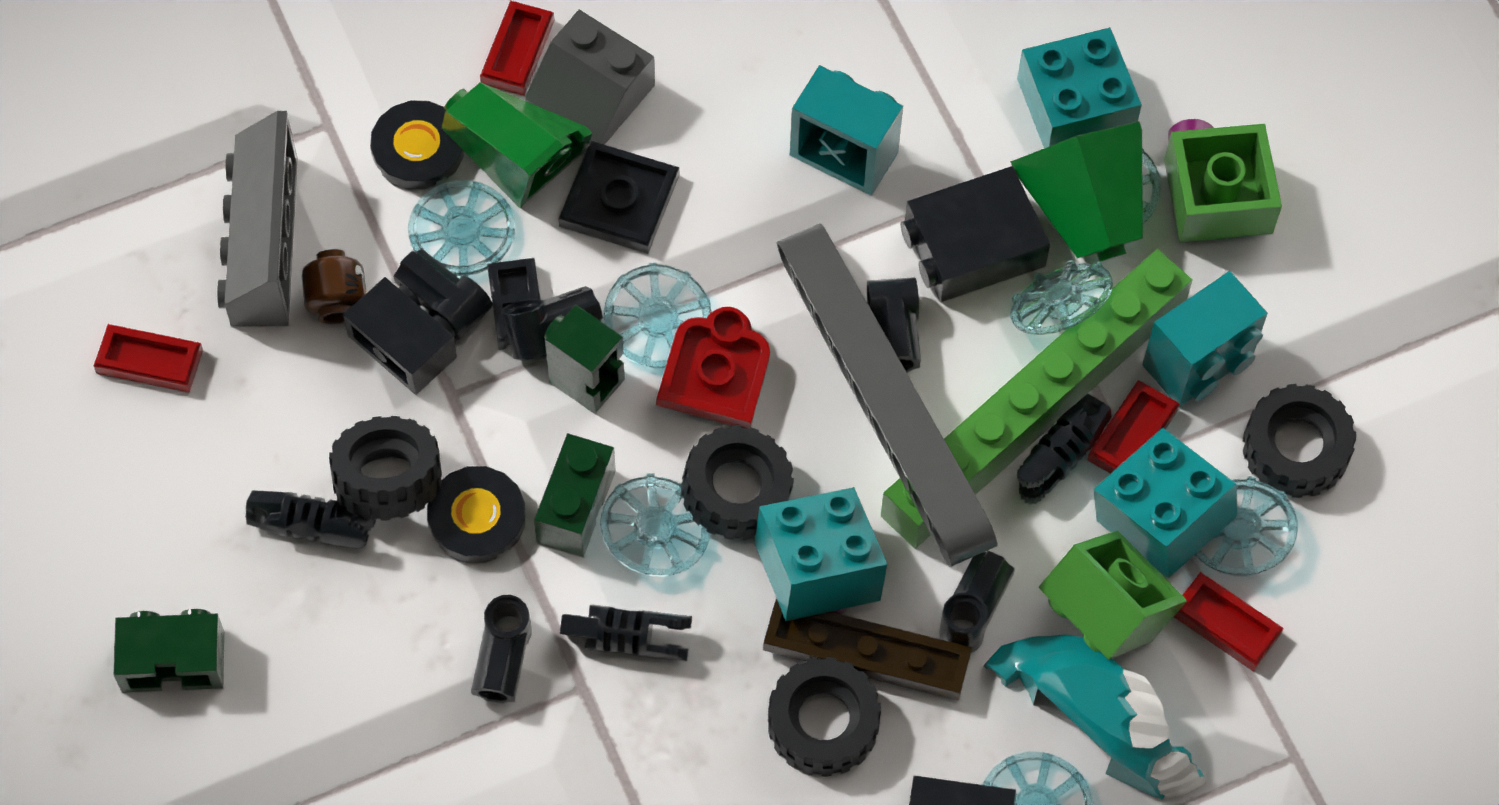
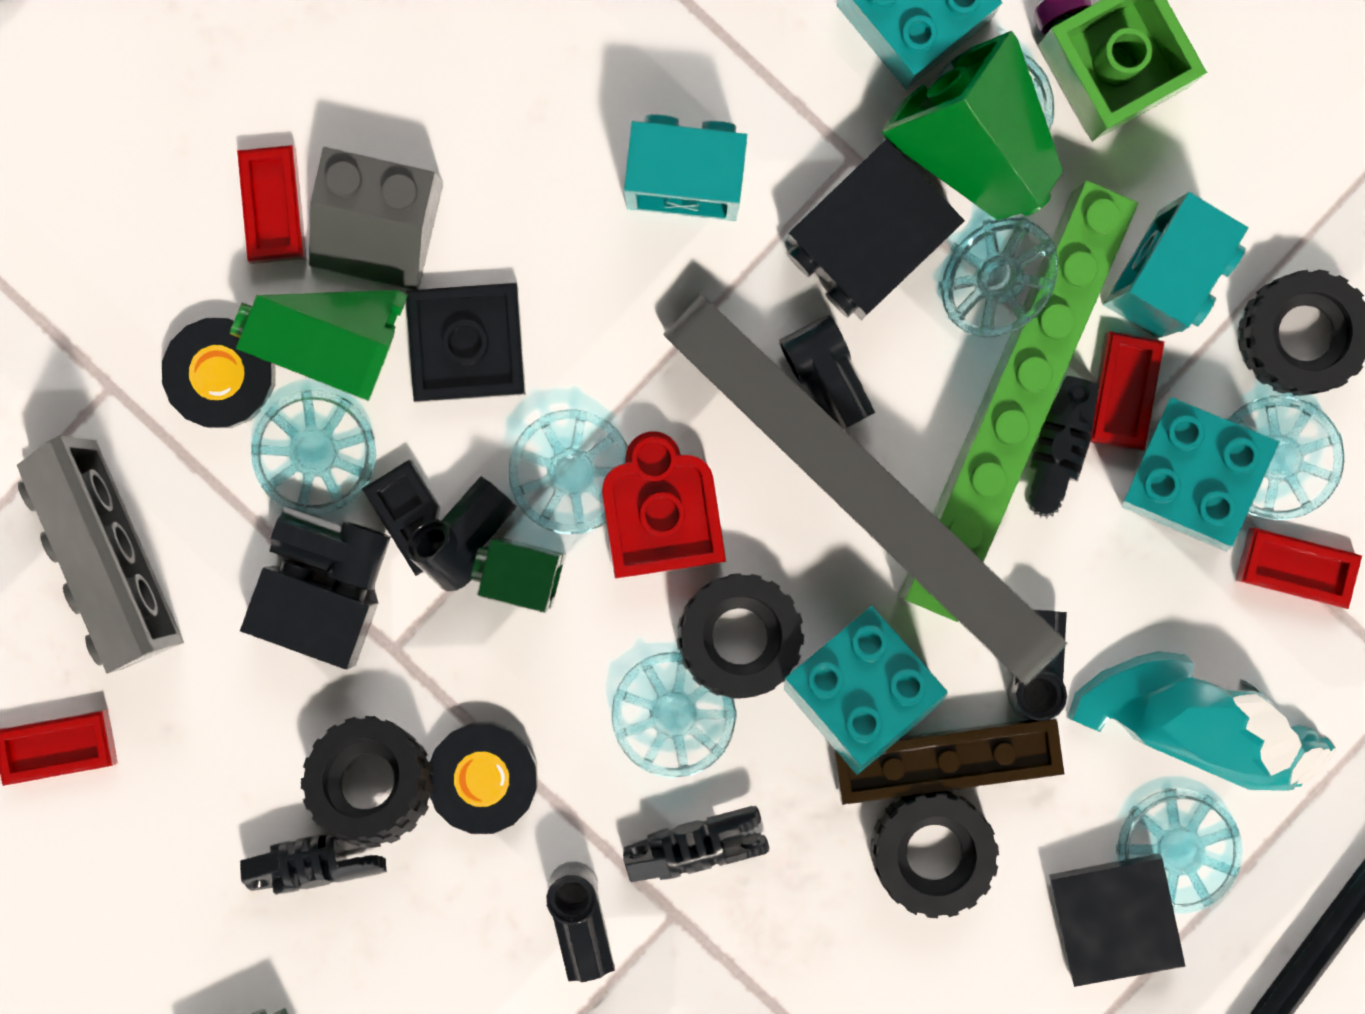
camera: 20 degrees left, 25 degrees up
(332, 285) = (211, 589): reddish brown head -> none
(575, 495) = (577, 724): dark green brick -> none
(1111, 594) = (1188, 613): bright green brick -> none

